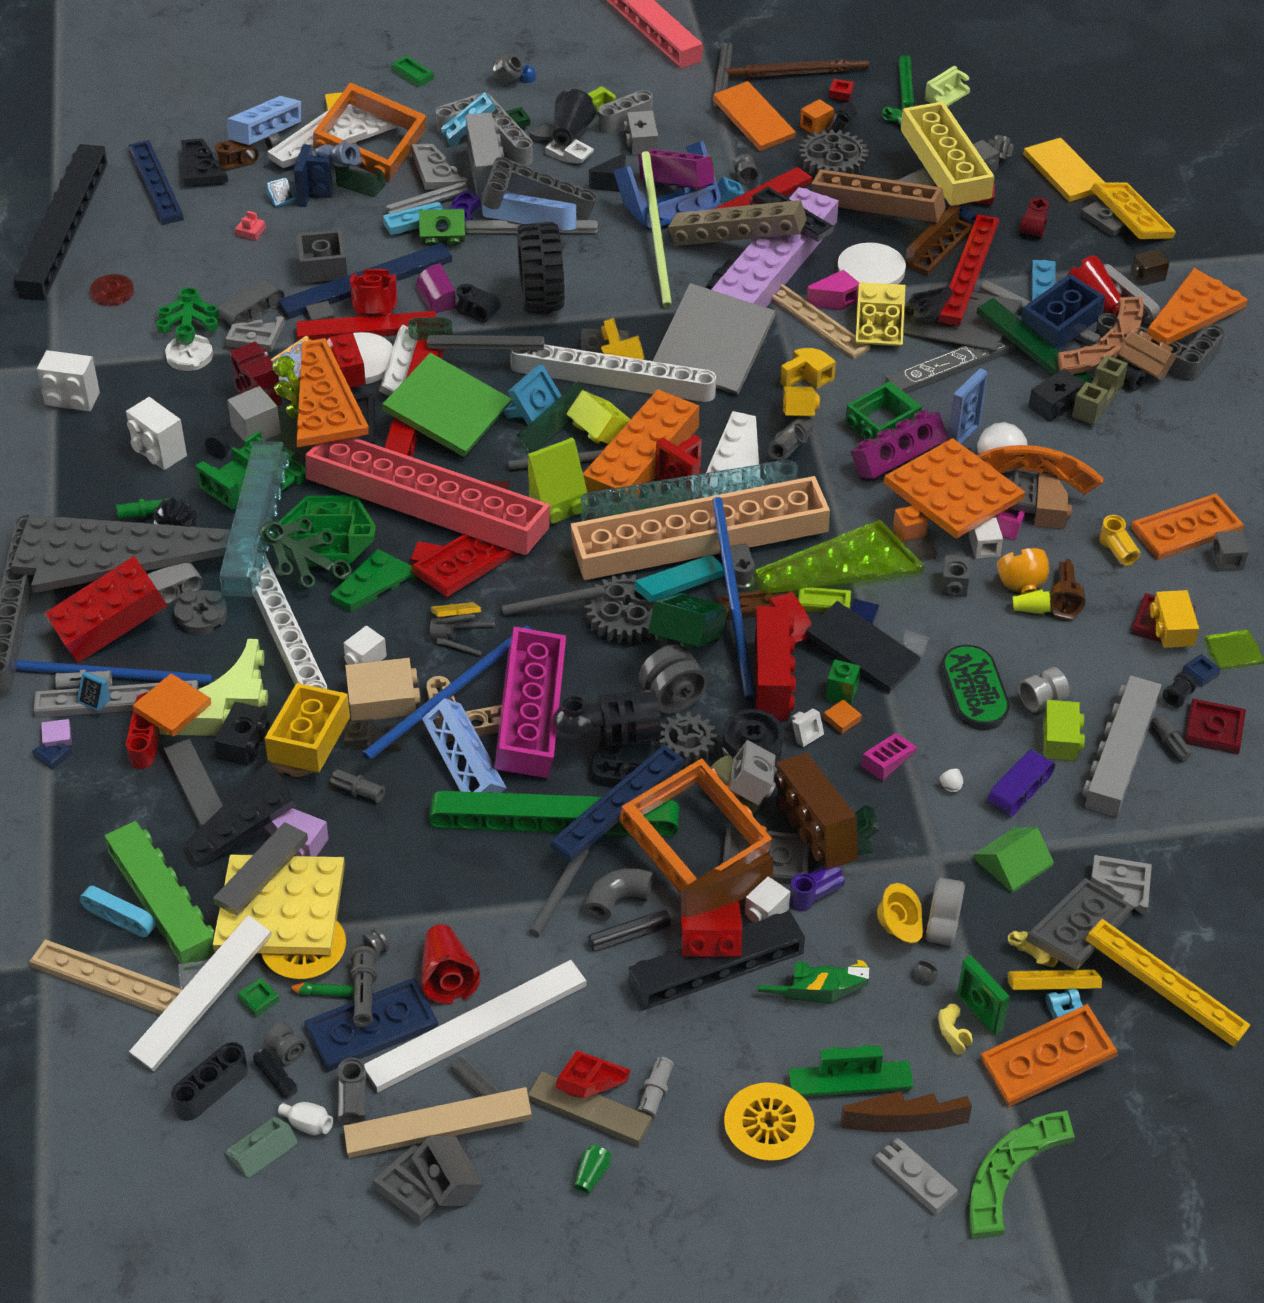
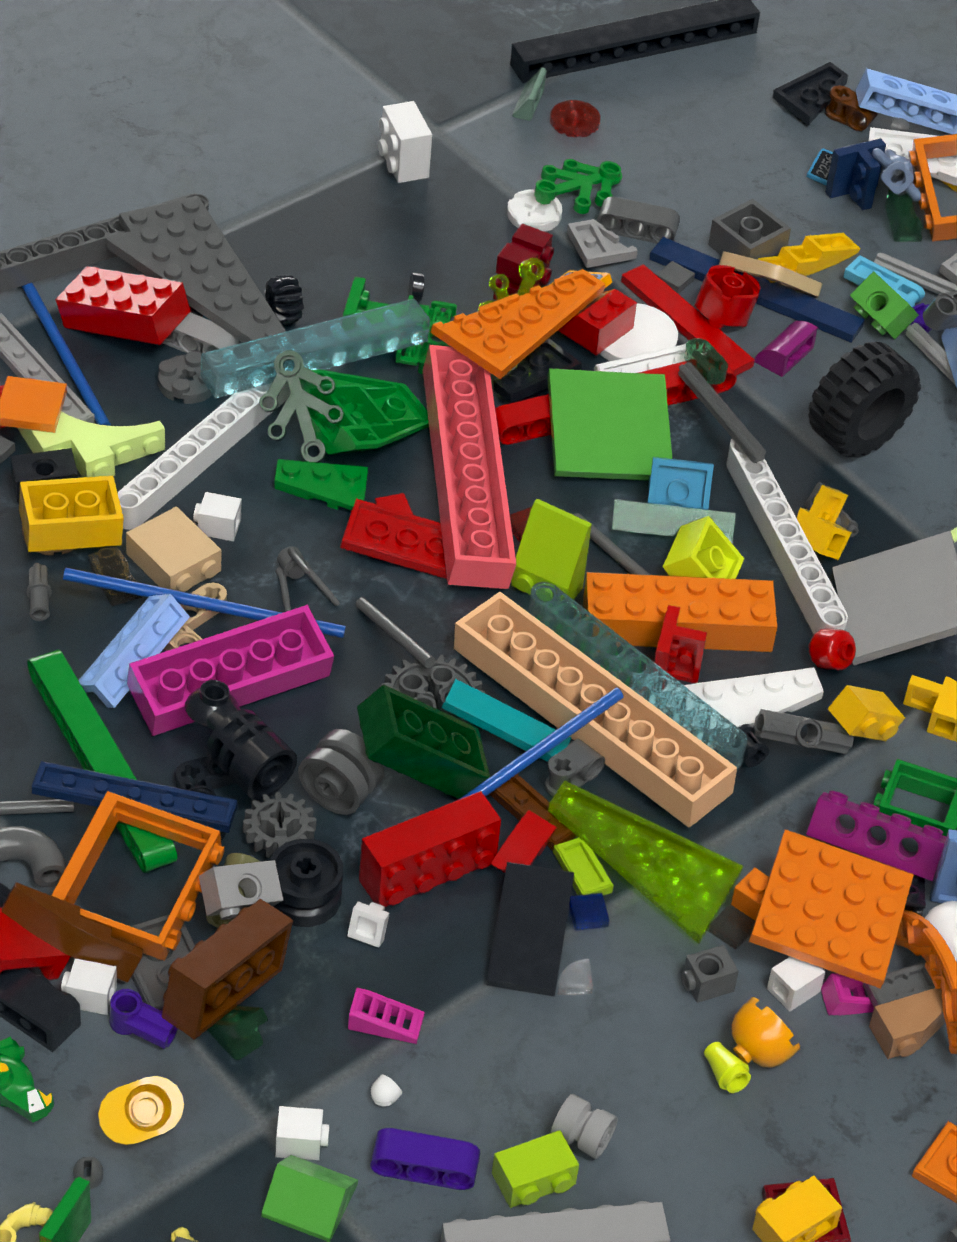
camera: 55 degrees right, 0 degrees up
(66, 680) = (29, 329): light grey pin -> none
(69, 299) = (530, 96): none -> sand green slope
(93, 691) = (18, 348): slope -> none
(137, 509) = (280, 267): green pin -> none
(156, 182) = (758, 76): dark blue tile -> none
(156, 433) = (383, 233): white brick -> none
(250, 227) = (754, 170): coral tile -> none
(252, 413) = (470, 286): light grey head -> none
(359, 241) = (815, 253): none -> yellow slope
(377, 257) = (772, 272): none -> tan beam
(455, 609) = (321, 559): yellow piece -> none
(478, 304) = (793, 384): black piece -> none
(728, 393) = (832, 649): none -> red head
(842, 682) = (457, 929): green brick -> none
(842, 716) = (414, 953): orange tile -> none
(945, 911) = (176, 1148): light grey animal -> none
(963, 839) = (301, 1133): none -> white brick
(975, 686) = (551, 1061): tile -> none
(1067, 593) = (761, 1093): reddish brown piece -> none
(1117, 539) = (897, 1117): yellow piece -> none

